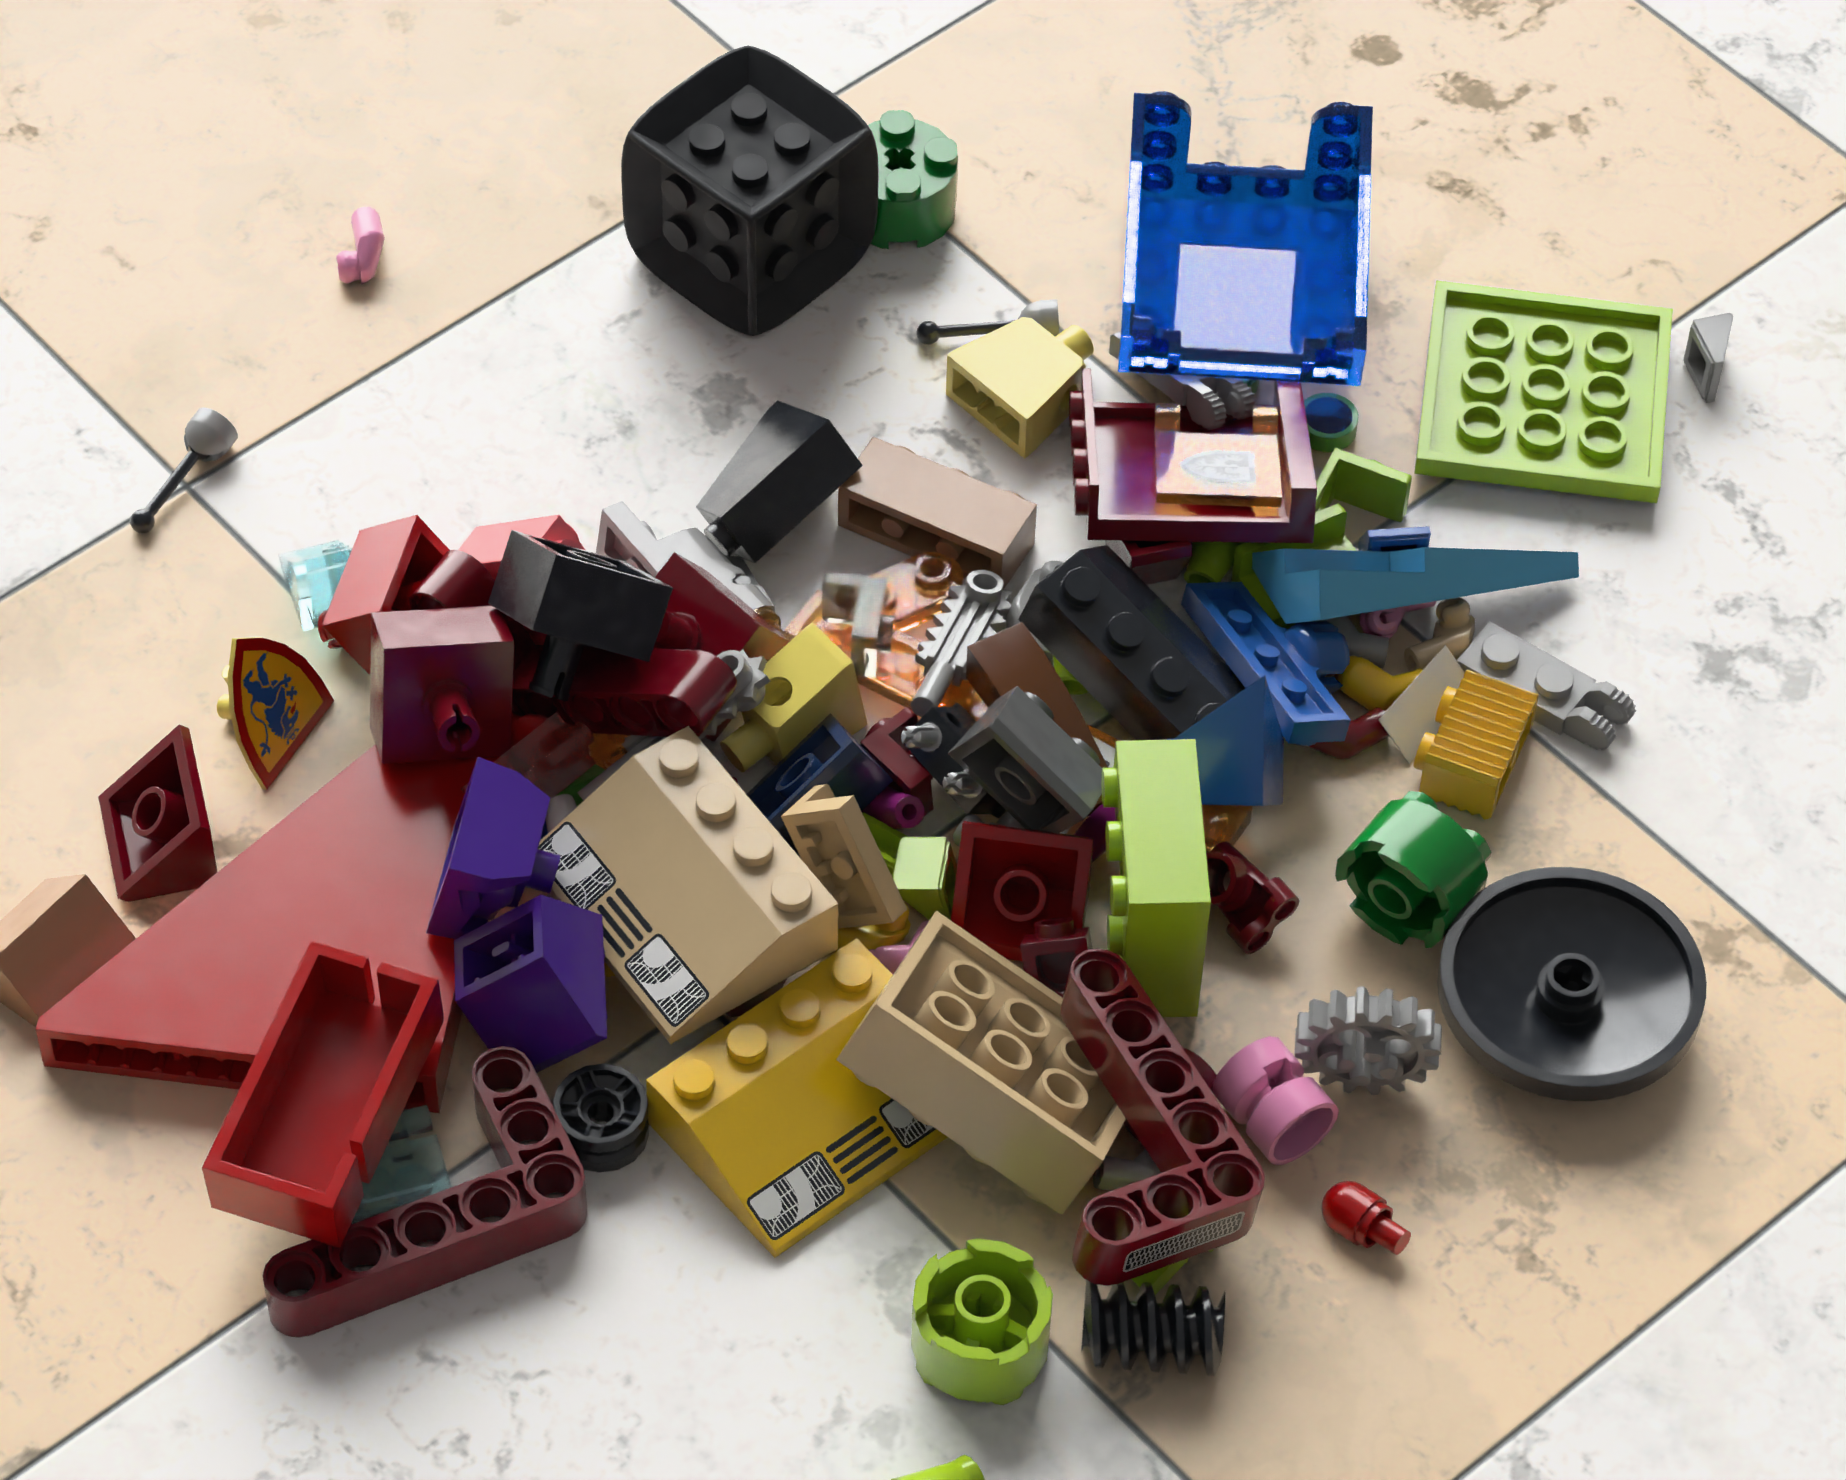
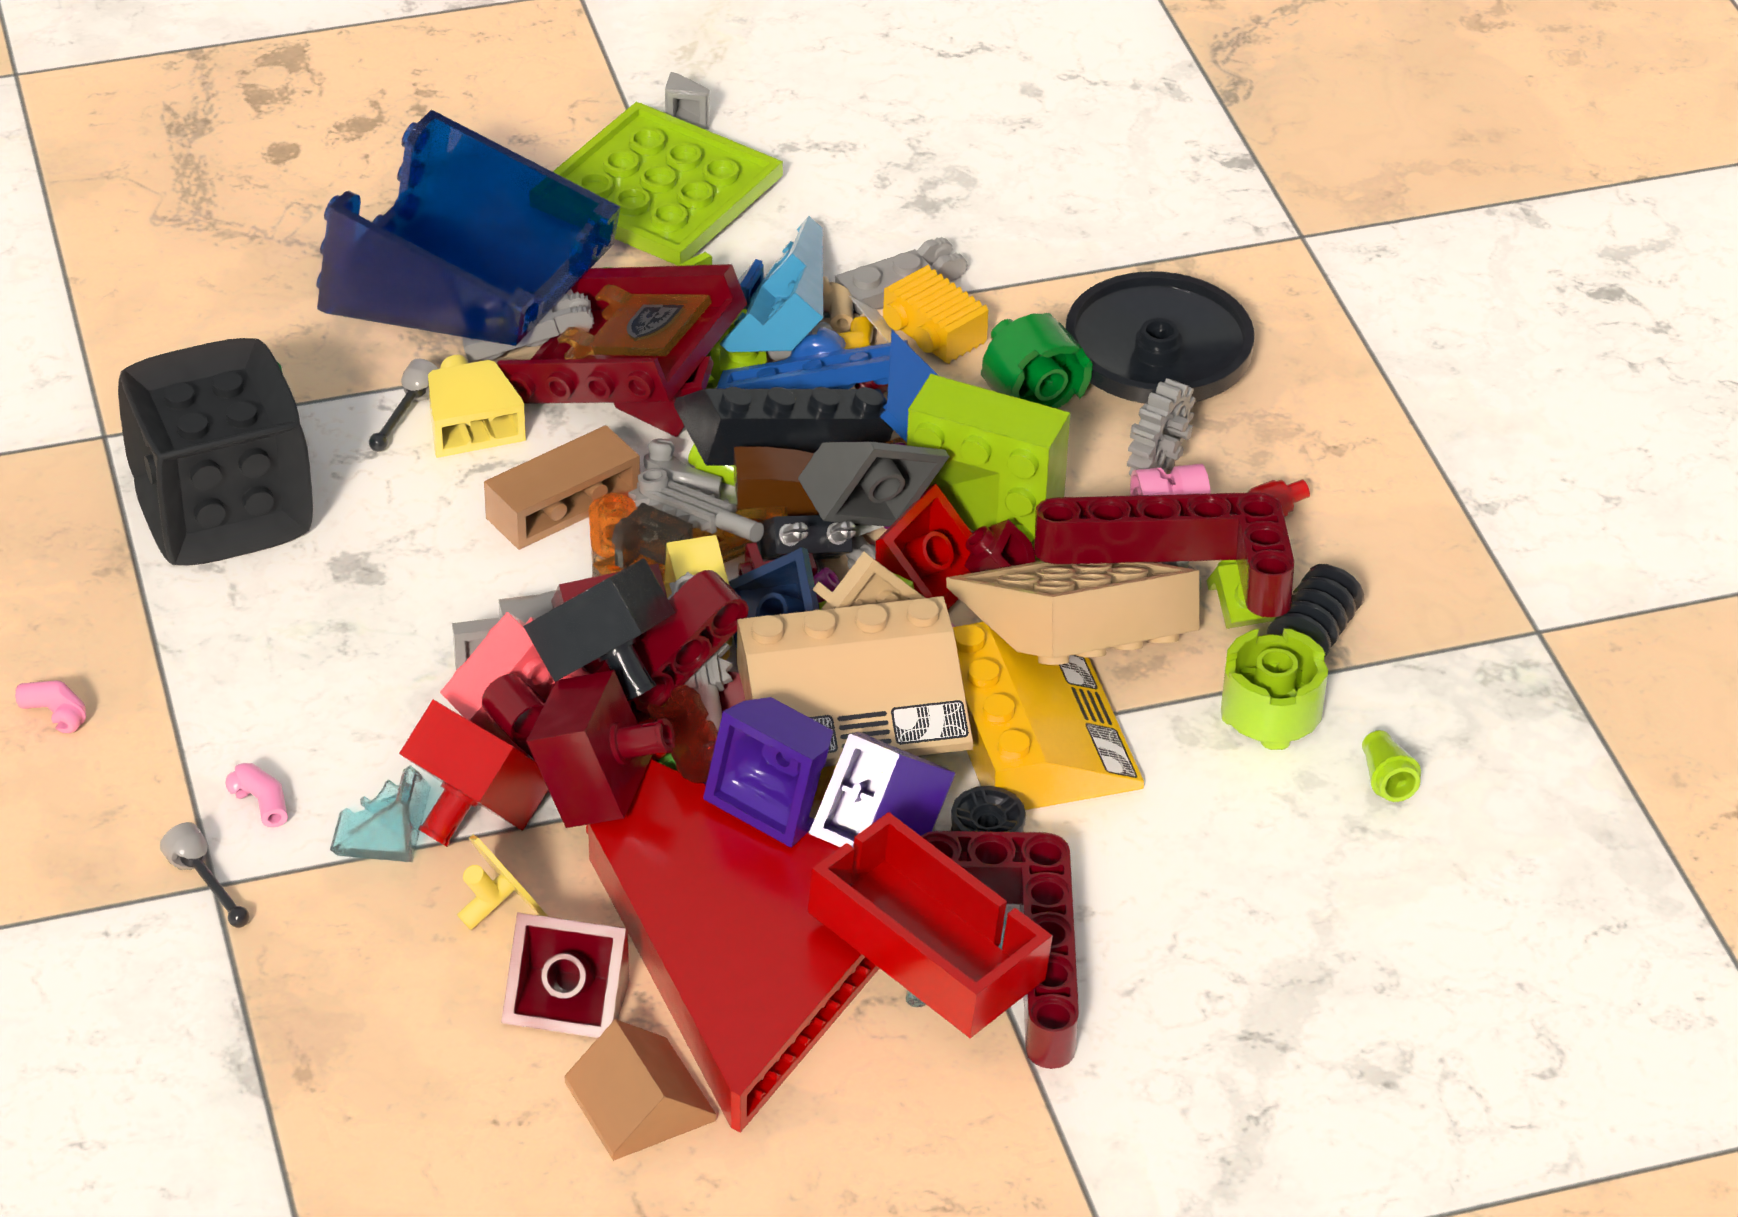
camera: 65 degrees left, 10 degrees down
(330, 462) = (269, 792): none -> bright pink arm
(775, 481) = (481, 540): black slope -> none

